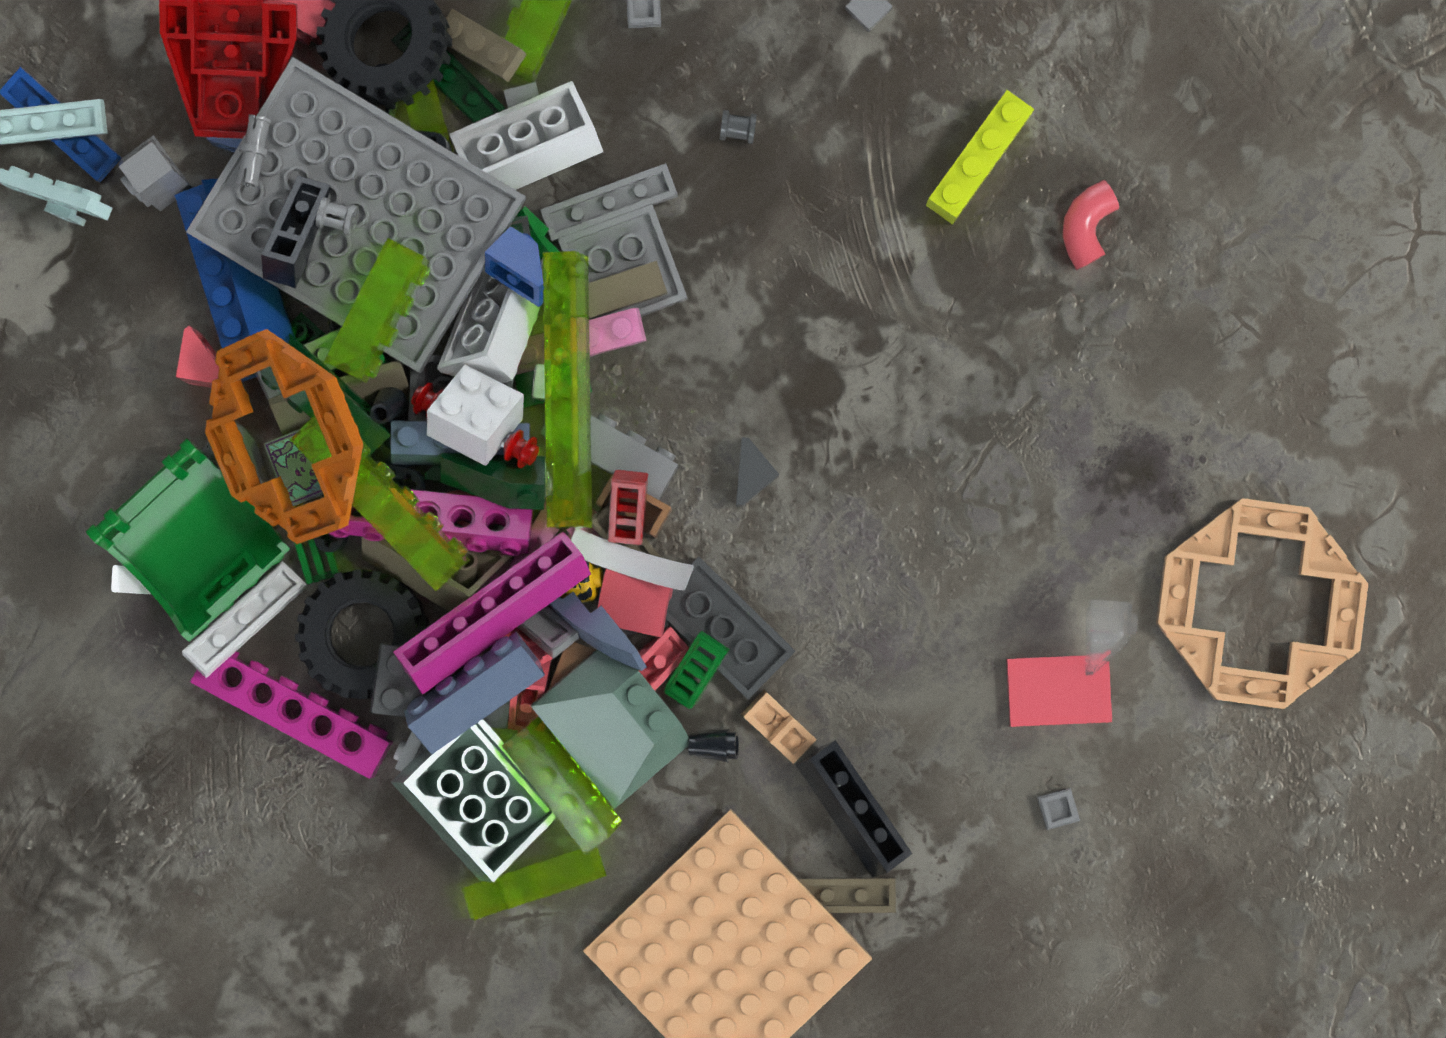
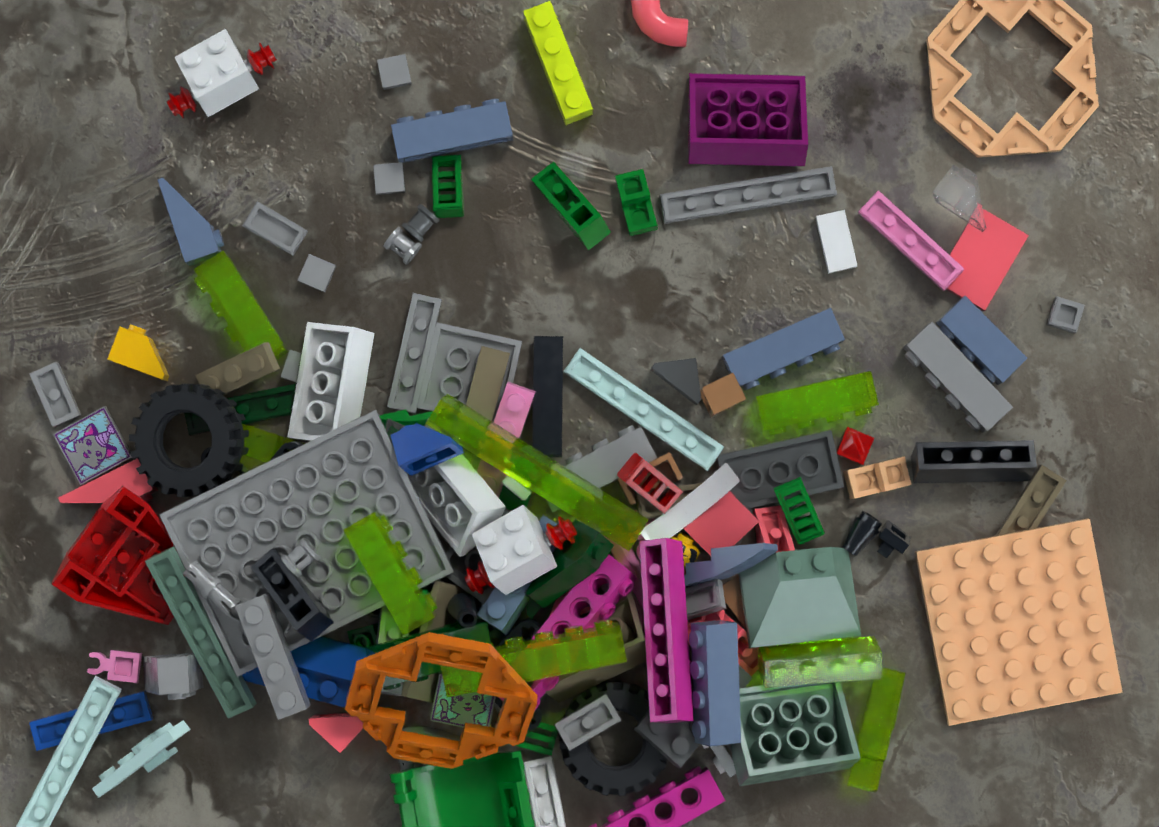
camera: 60 degrees left, 0 degrees up
(129, 118) = (120, 666): none -> bright pink plate
(205, 168) = (199, 632): none -> sand green plate
(225, 251) = (273, 656): none -> light grey brick
(358, 595) = (587, 722): none -> light grey plate
(626, 60) = (317, 273): none -> light grey tile
(650, 357) = (548, 395): none -> black slope
(697, 457) = (643, 409): none -> light aqua tile
(705, 124) = (402, 245): none -> light grey bush
(729, 779) = (892, 538): none -> black tile
(759, 522) = (722, 395): none -> medium nougat panel
(762, 69) = (389, 178): none -> light grey tile
(770, 147) = (452, 204): none -> green slope
(795, 685) = (855, 445): none -> red tile
(813, 619) = (816, 401): none -> clear neon green brick
(843, 553) = (784, 348): none -> sand blue brick
(846, 99) = (451, 131): none -> sand blue brick
(849, 260) = (571, 206): none -> green slope
(894, 321) = (636, 202): none -> green slope
(926, 741) = (957, 377): none -> light grey brick
(973, 424) = (748, 195): none -> light grey tile
(976, 741) = (981, 341): none -> sand blue brick
(983, 539) = (836, 241): none -> white tile
(1031, 610) = (911, 240): none -> bright pink tile
(1044, 375) = (747, 120): none -> magenta slope

